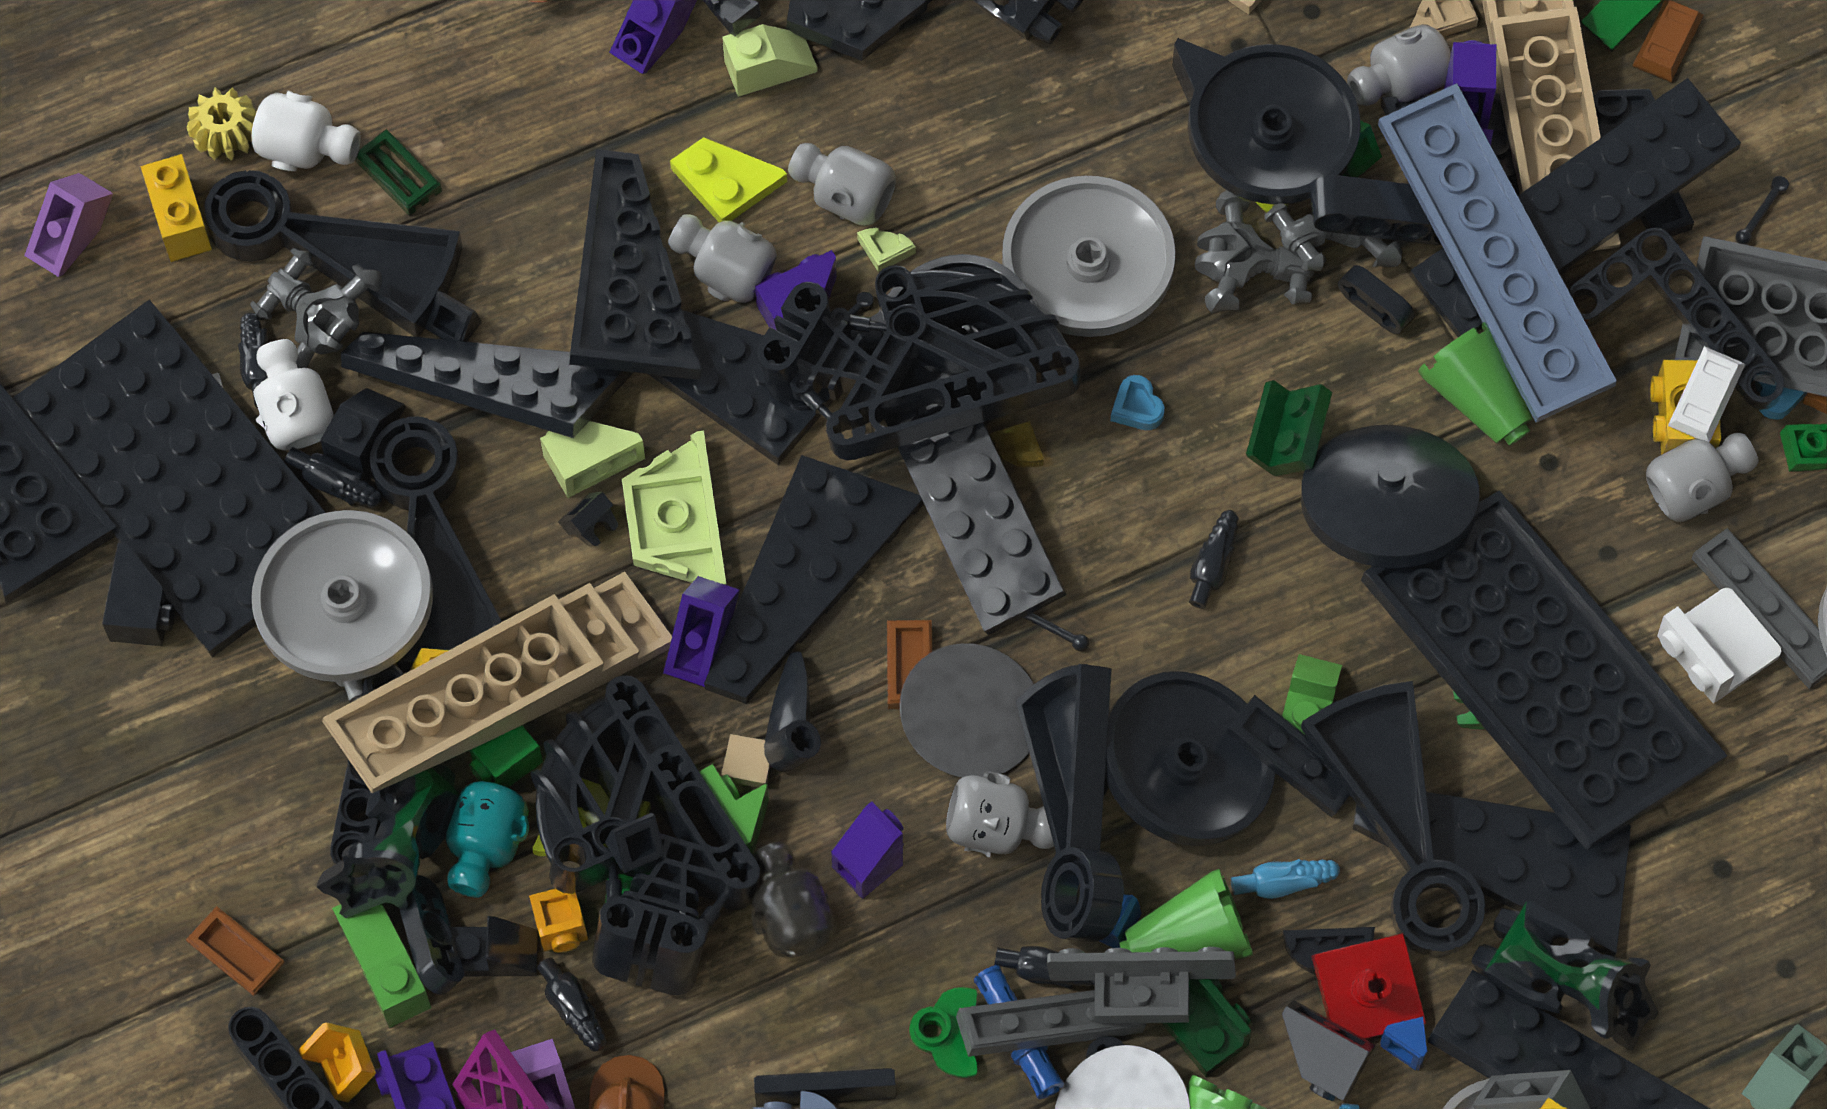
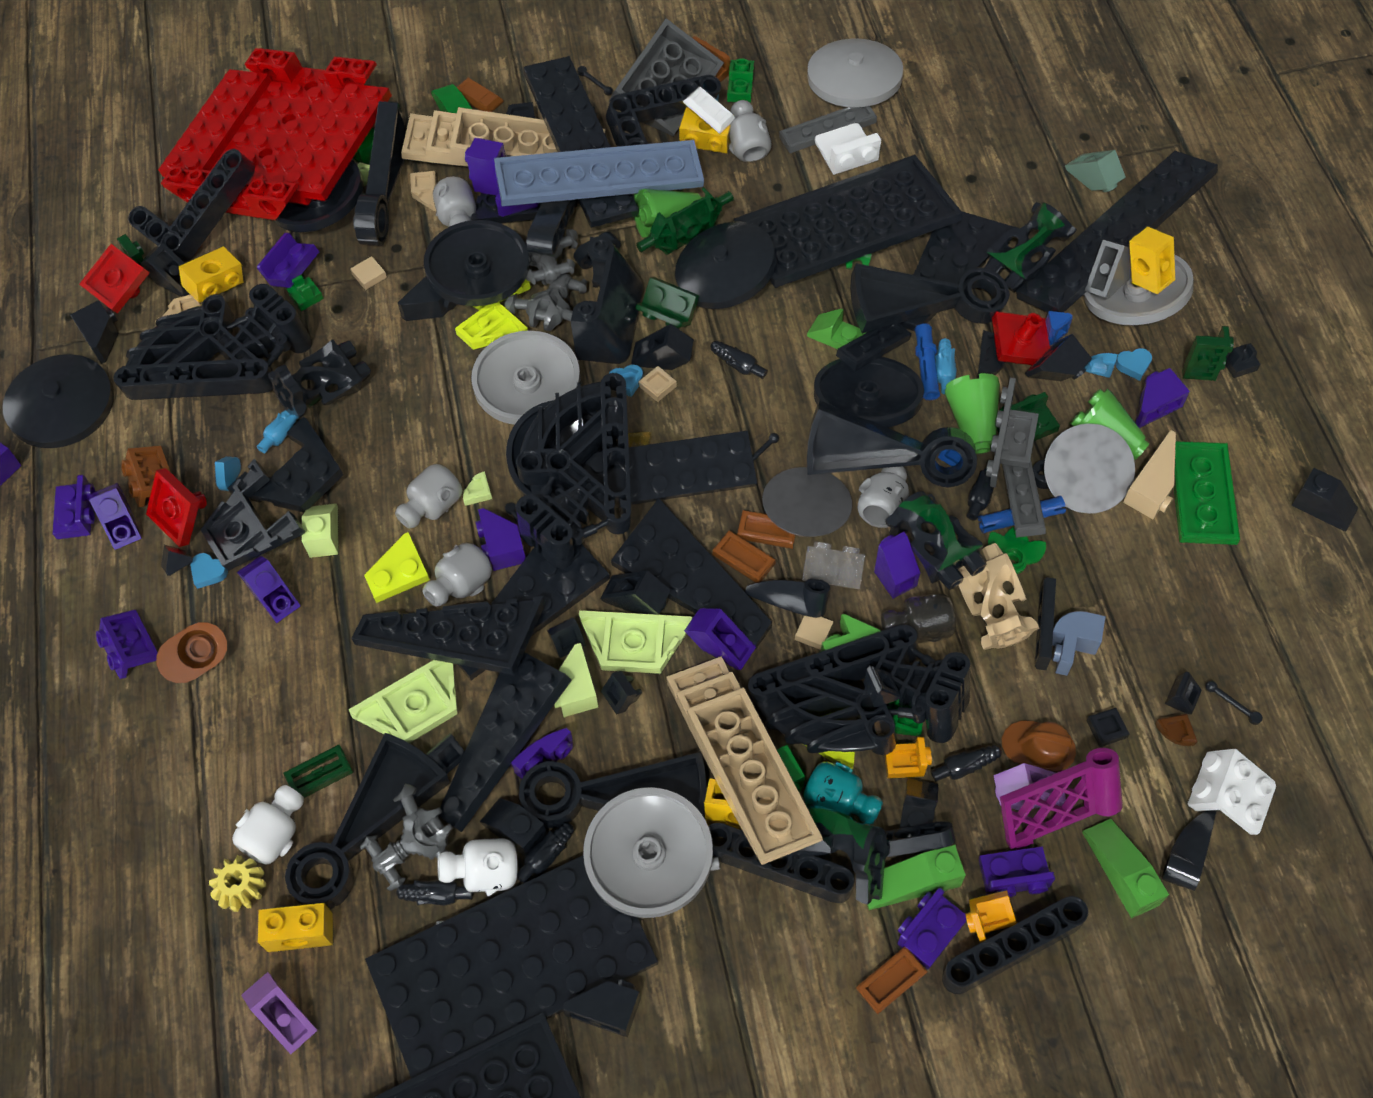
camera: 75 degrees left, 5 degrees down
(315, 990) = (932, 928): none -> dark purple bracket
(481, 444) = (551, 747): none -> dark purple slope
(515, 255) = (412, 703): none -> yellowish green wing
(658, 423) = (565, 637): none -> black tile
(748, 502) = (636, 593): none -> black slope
(852, 640) = (743, 557): none -> dark orange tile
(860, 987) = (1011, 626): none -> tan hips
(861, 765) = (834, 566): none -> clear bracket
(889, 908) = (948, 551): none -> black hips
(1140, 451) = (657, 383): none -> tan tile
(1179, 185) = (488, 325): none -> neon yellow wing
(1199, 443) = (663, 348): none -> black slope
(1242, 346) = (607, 328): none -> black windscreen
(1297, 843) = (926, 352): none -> blue pin
(1454, 420) = (682, 226): none -> dark green plate

